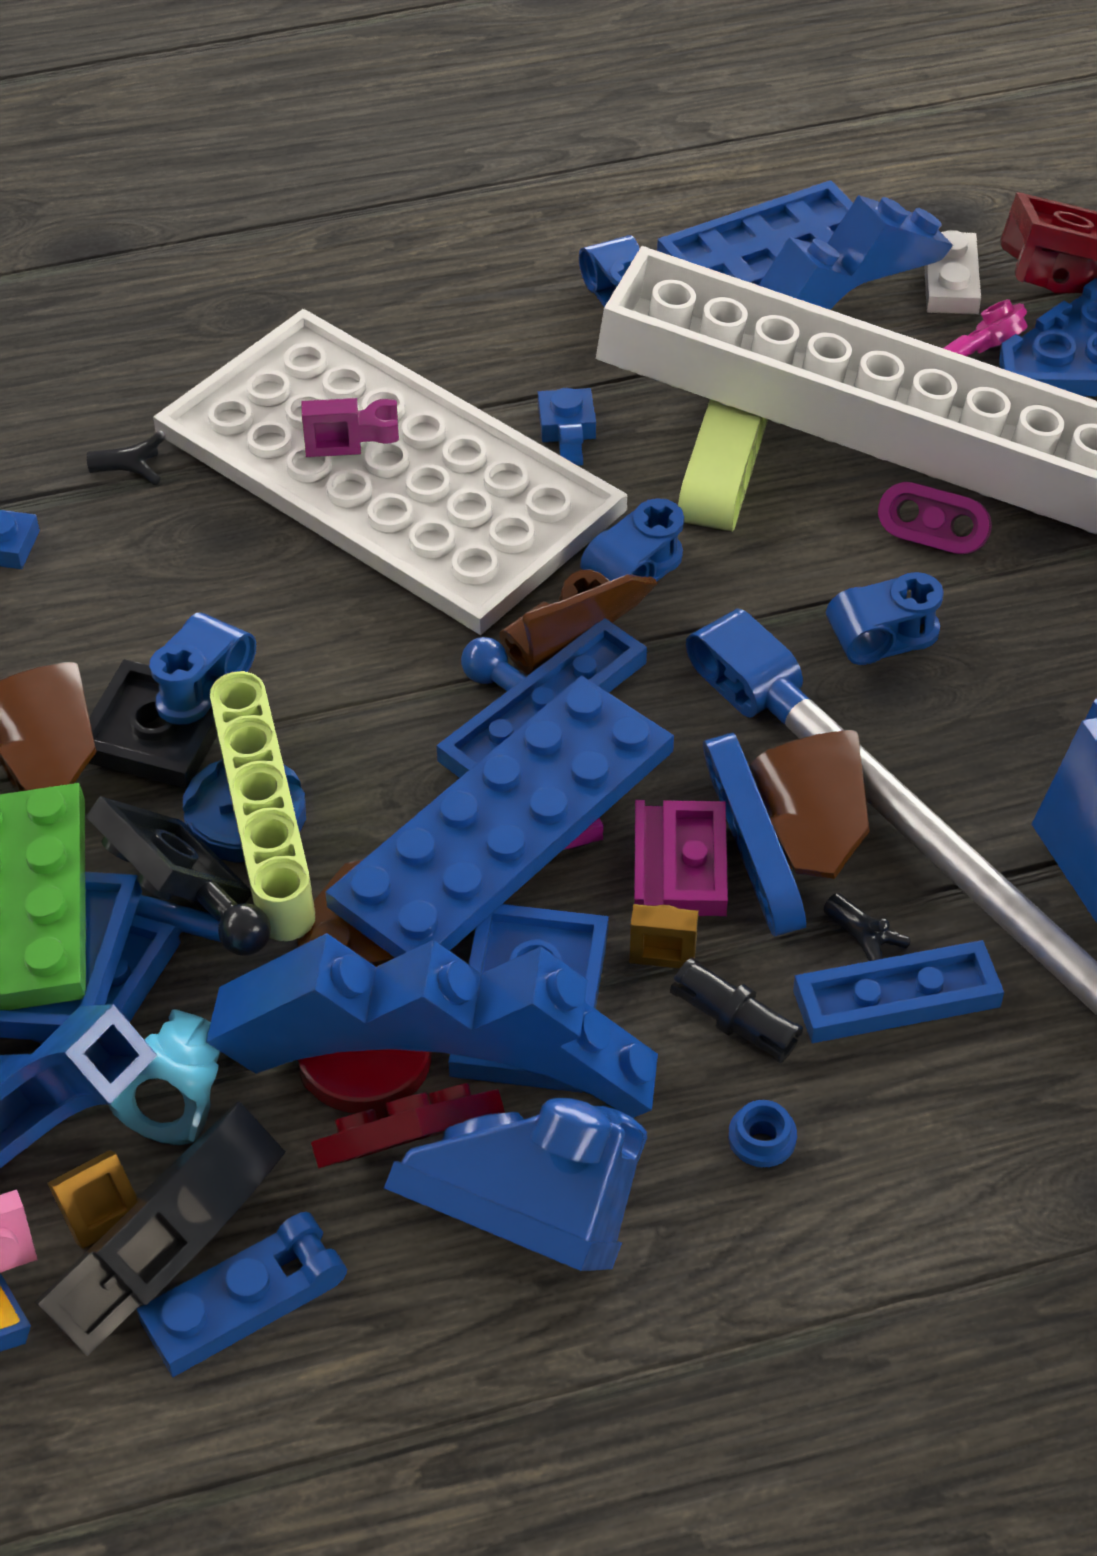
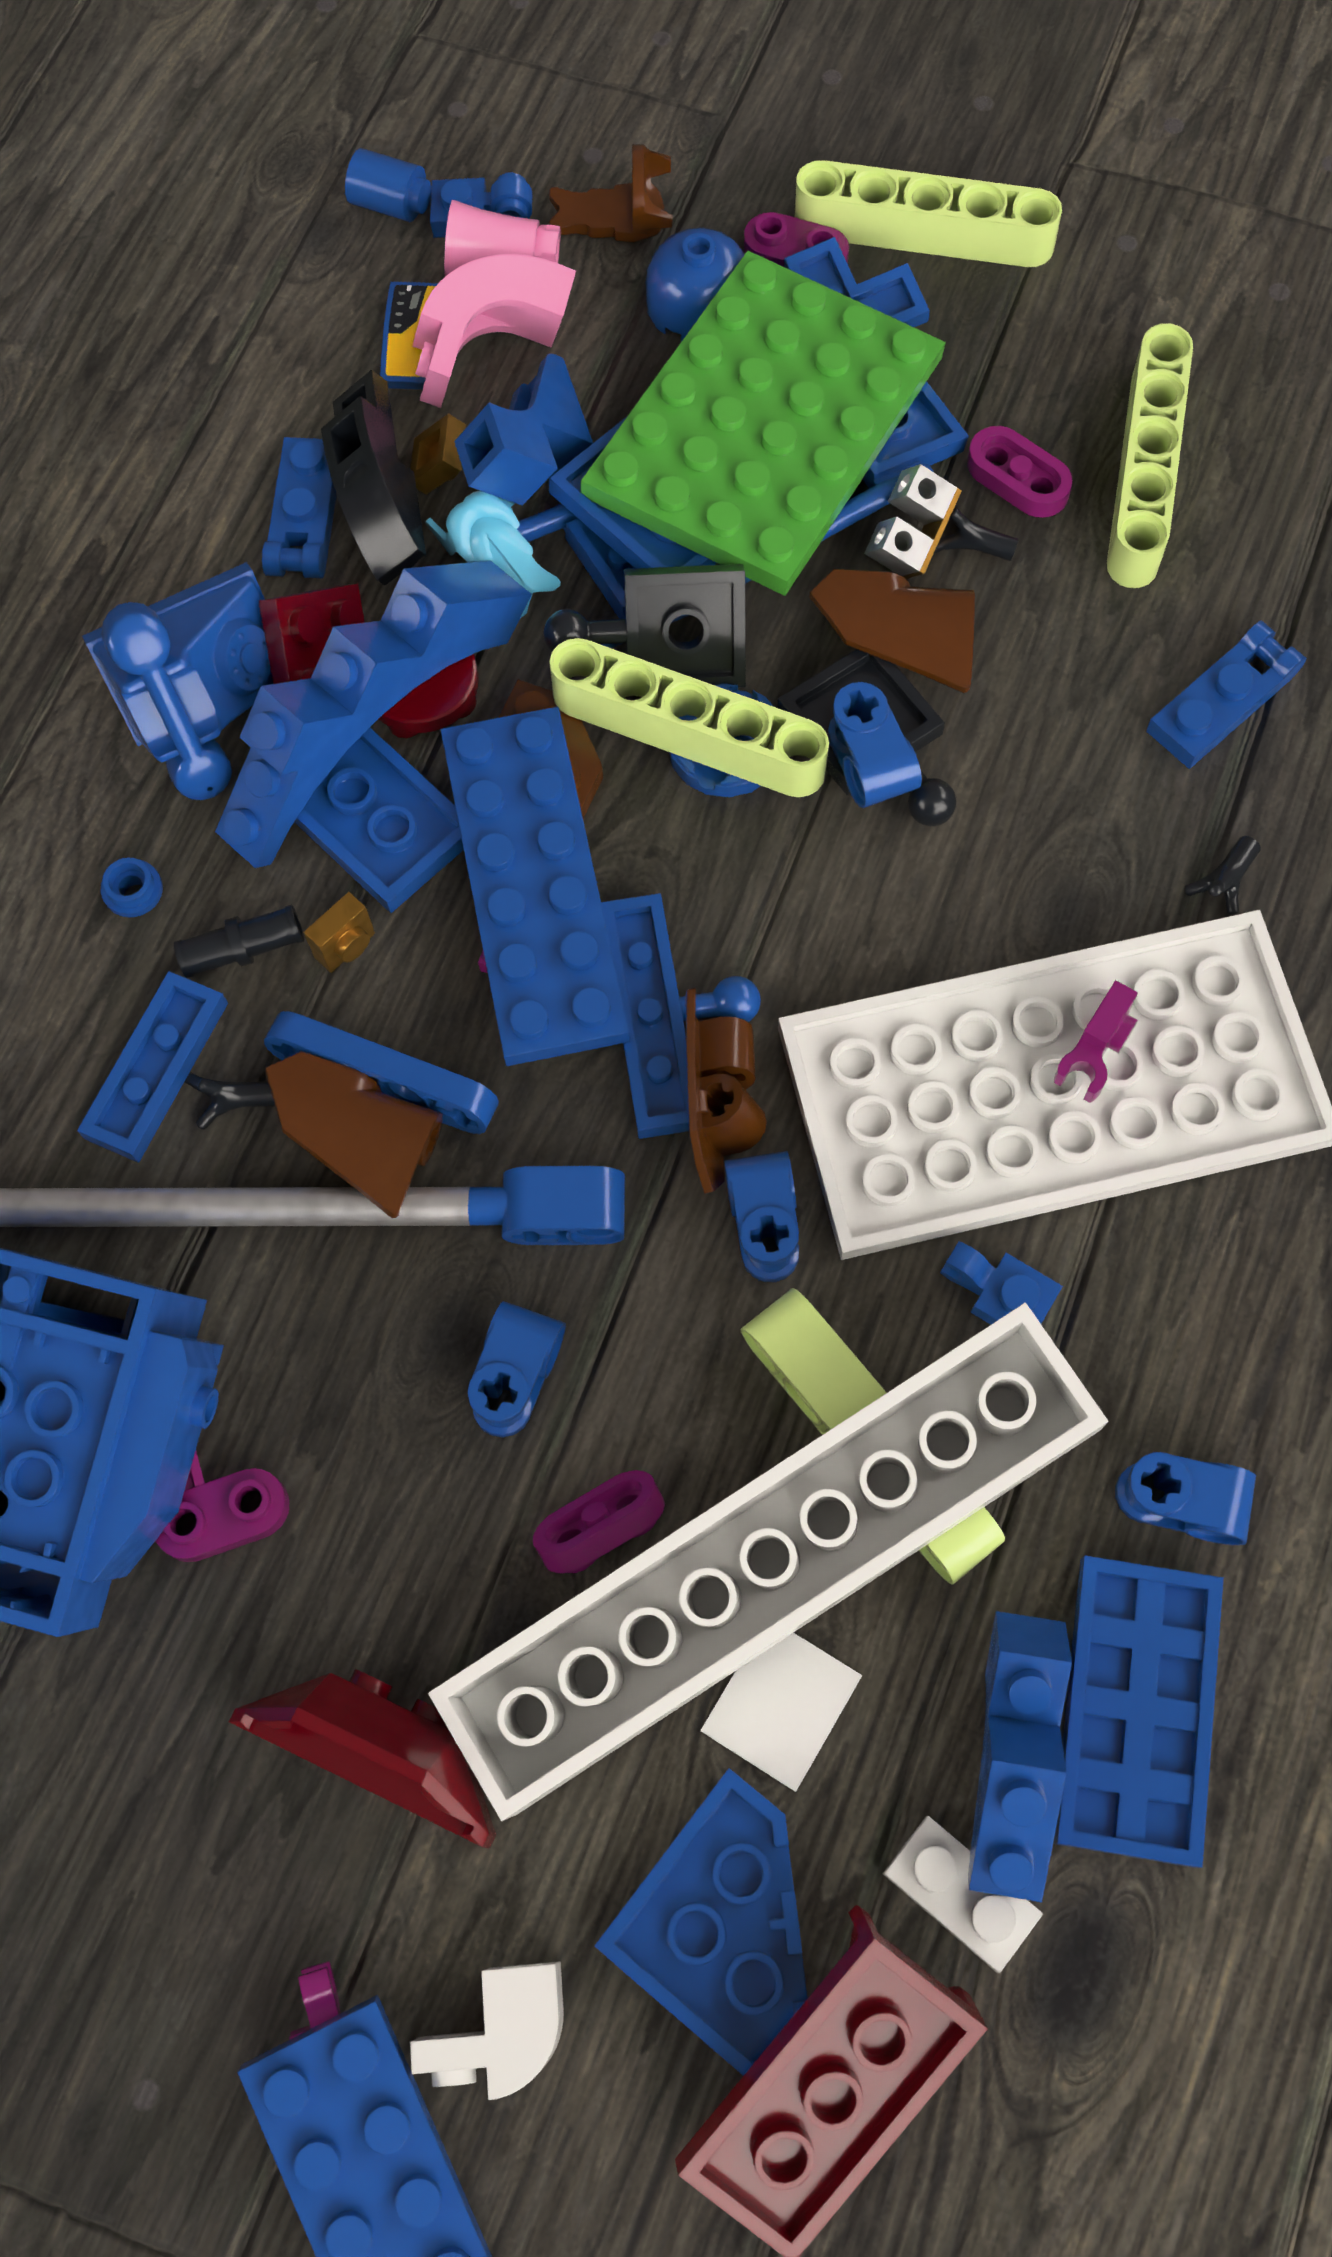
camera: 130 degrees right, 20 degrees up
(681, 856) = (406, 1002): magenta plate -> none
(998, 325) = (823, 1849): dark pink plate -> none

